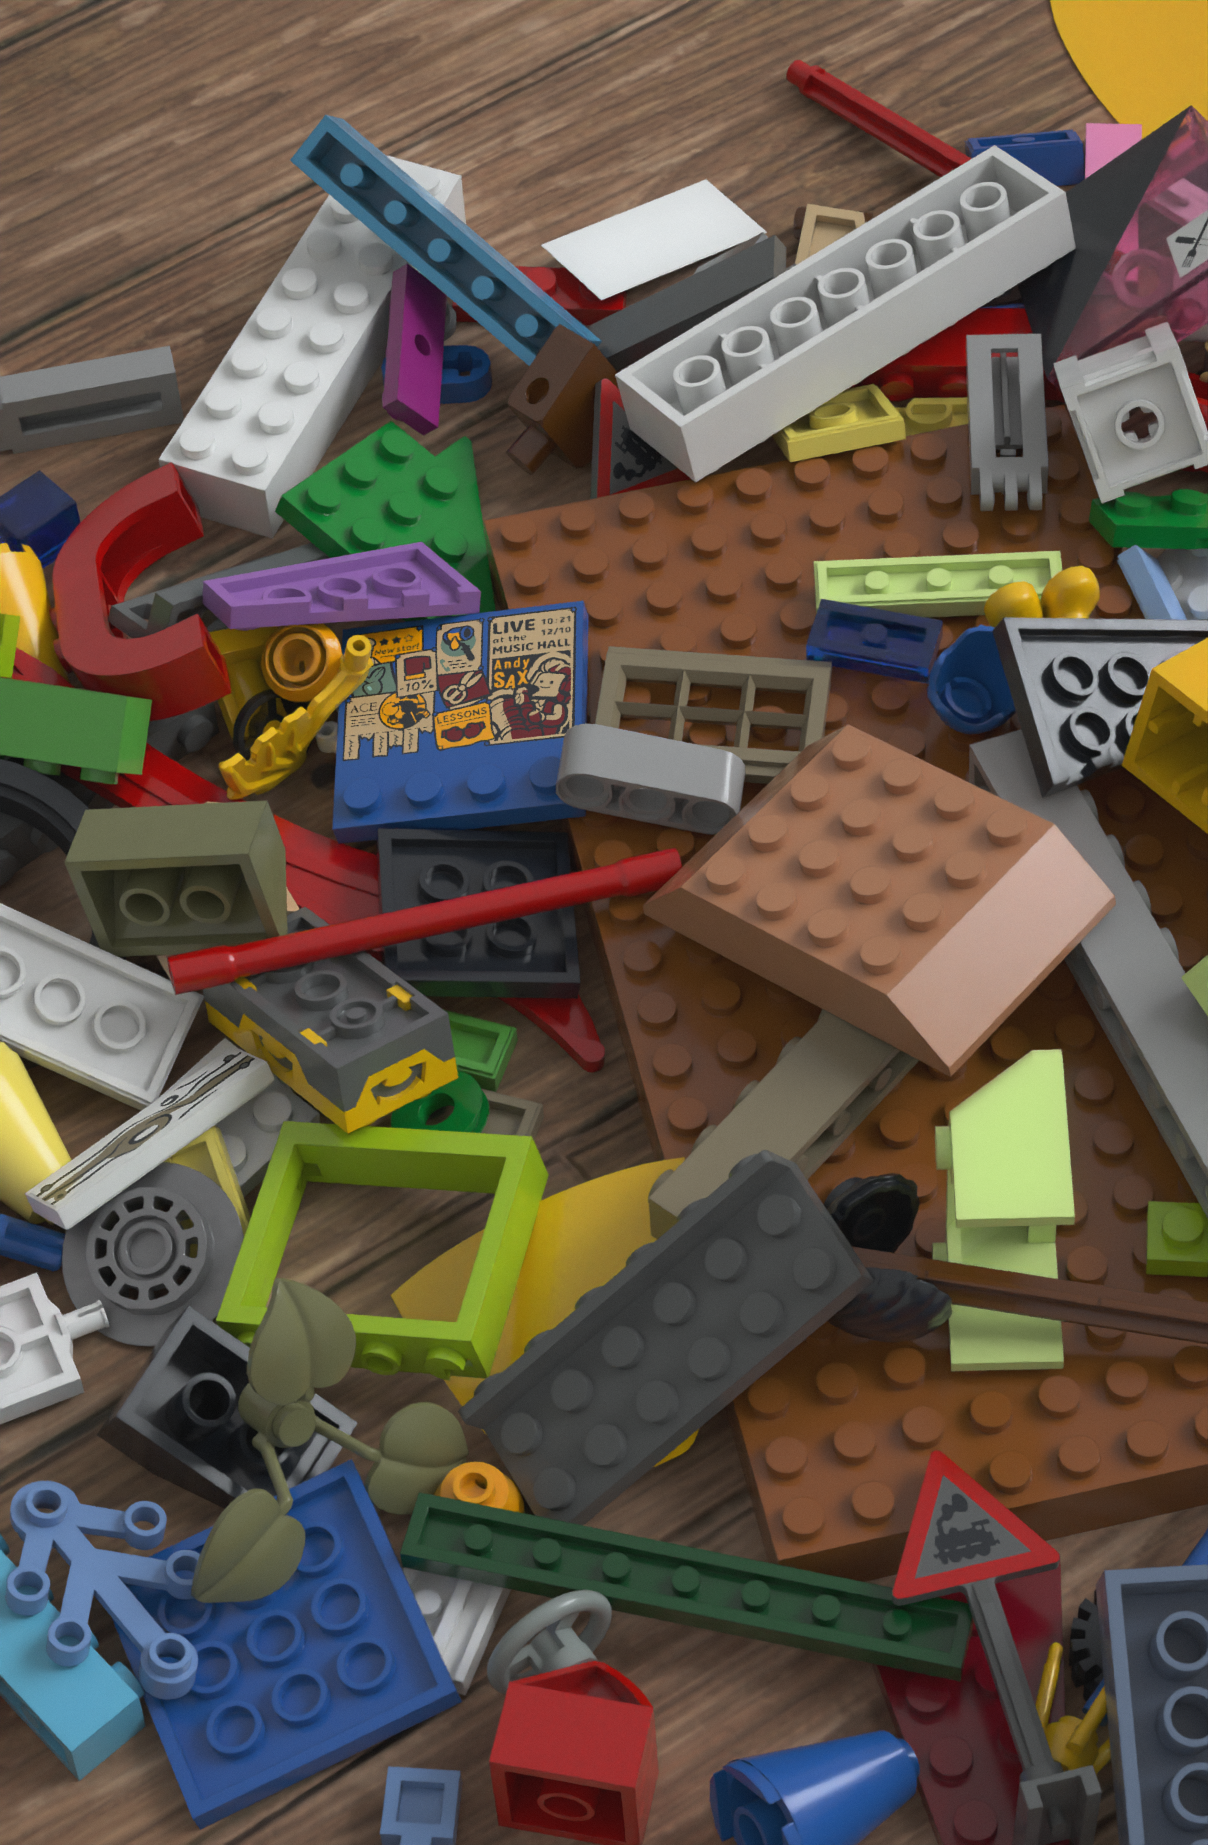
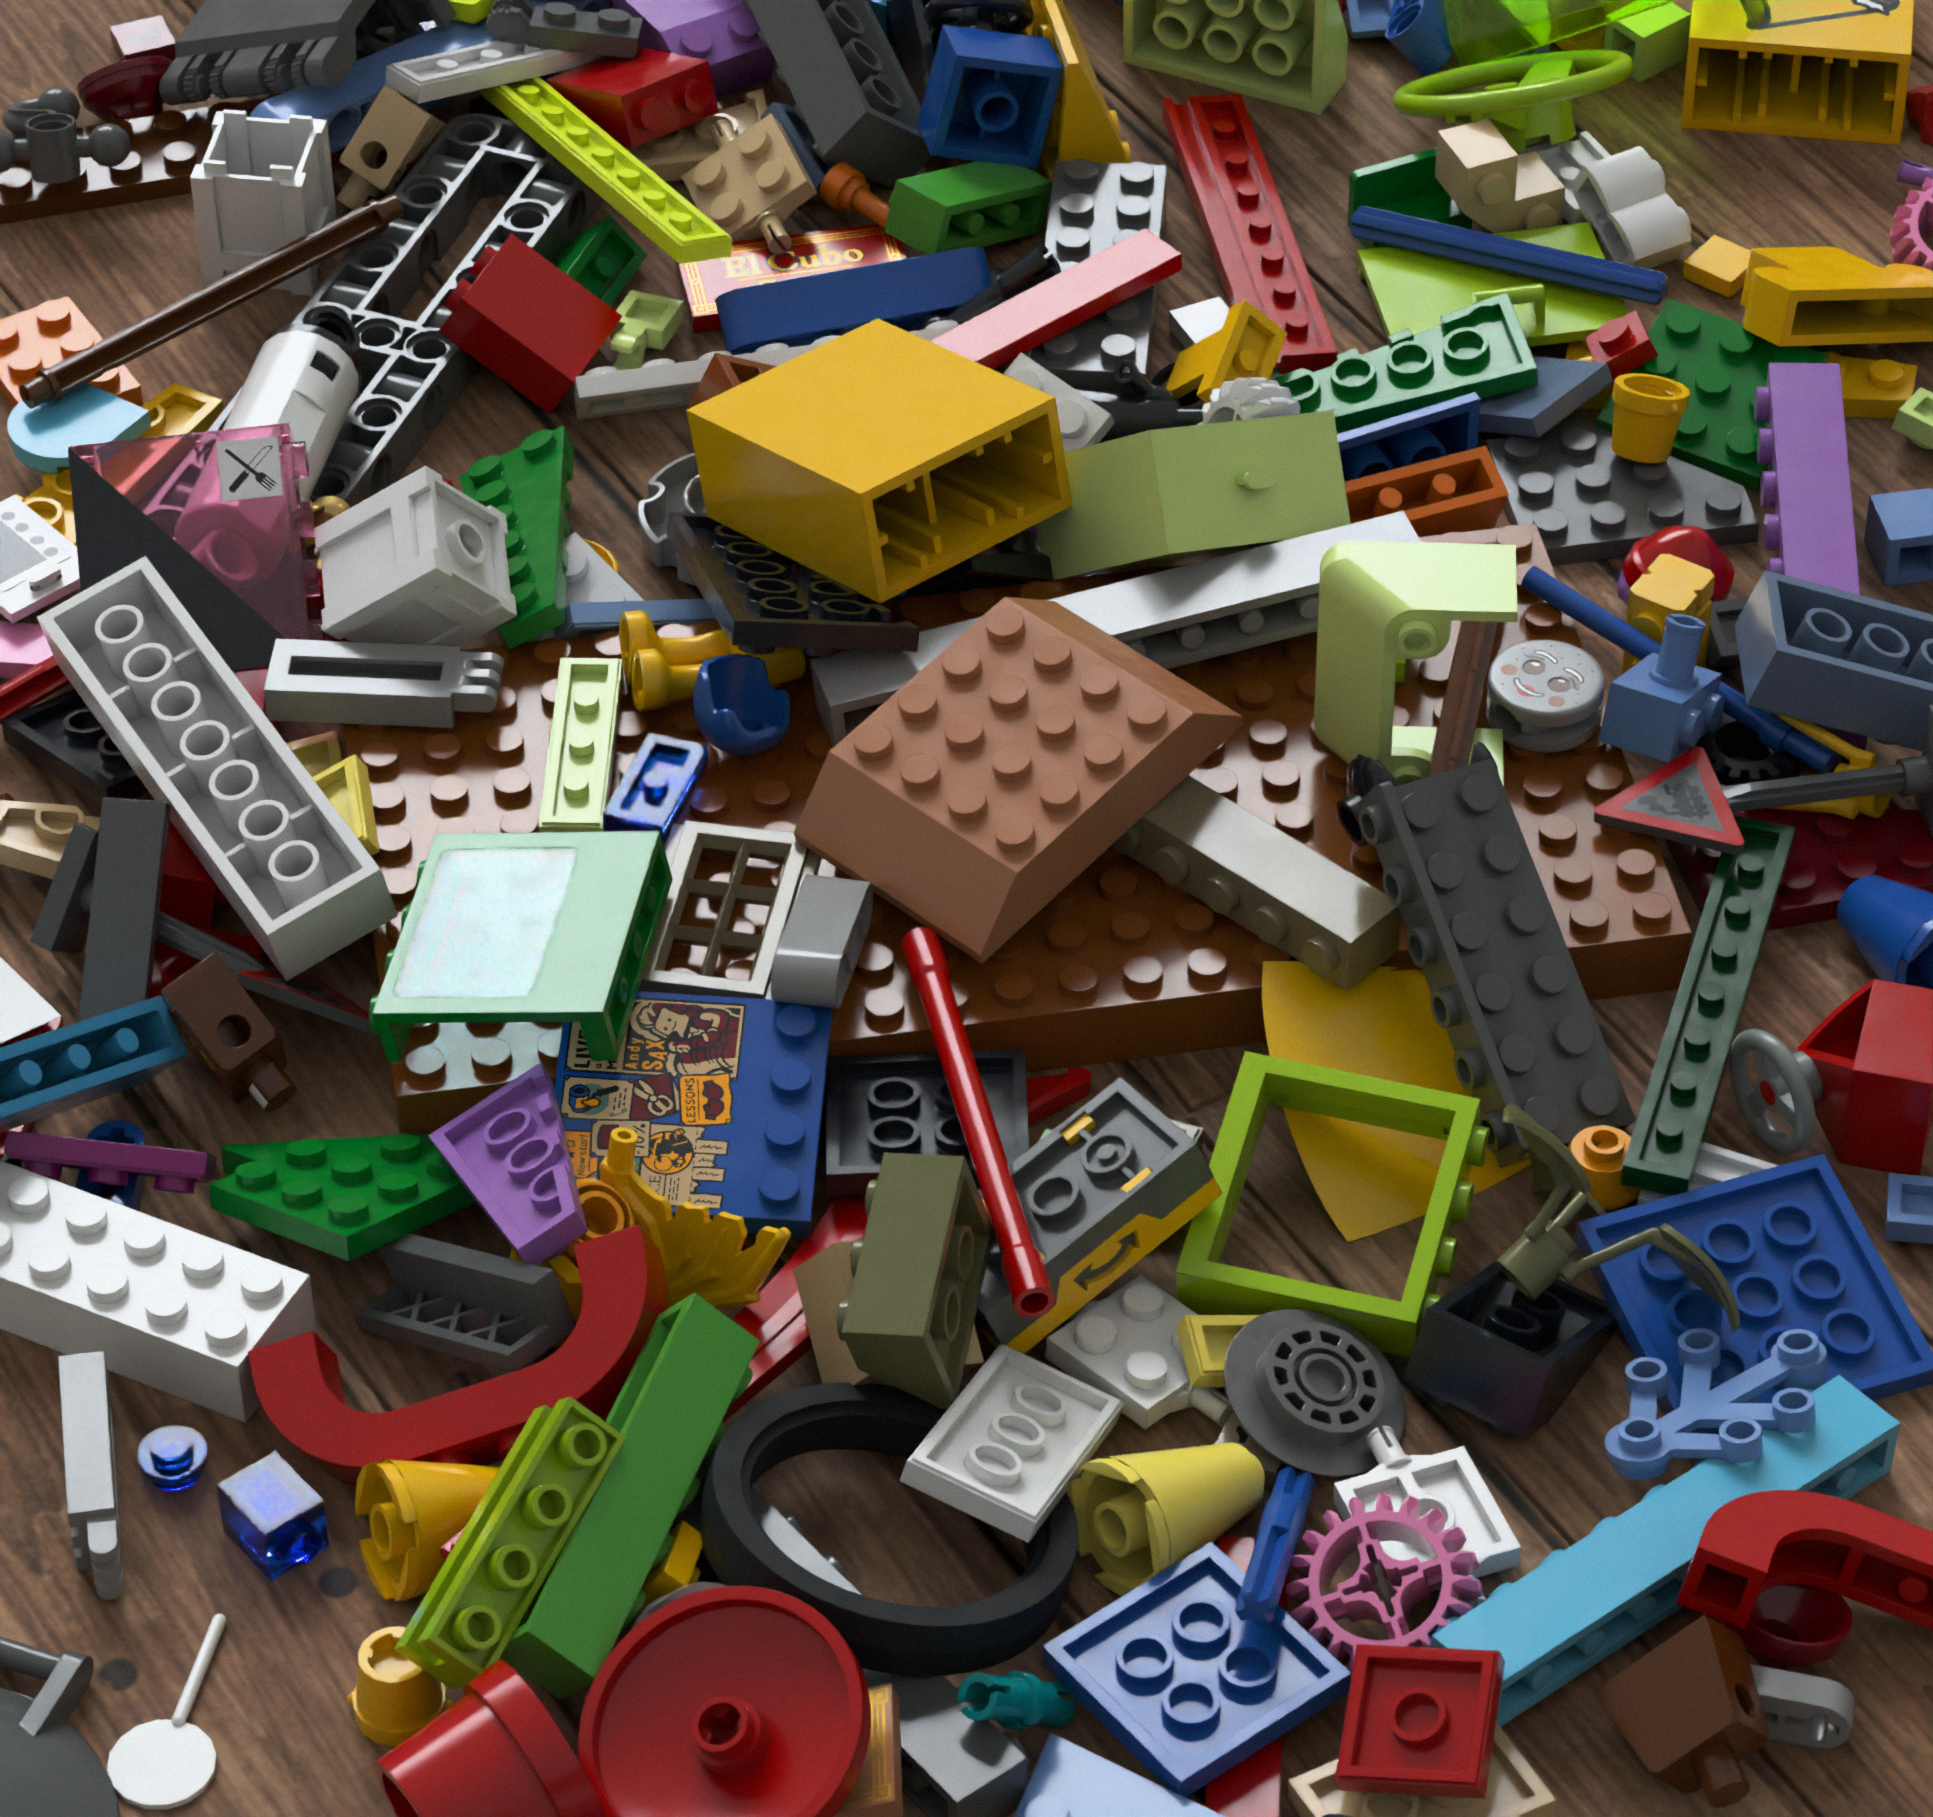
camera: 90 degrees left, 10 degrees down
(114, 459) = (172, 1457): none -> clear blue plate
(150, 1137) = (1200, 1363): white tile -> none
(618, 557) = (526, 934): none -> panel
(1108, 1393) = (1545, 695): none -> light grey head
(1115, 1509) = (1665, 698): none -> medium blue brick

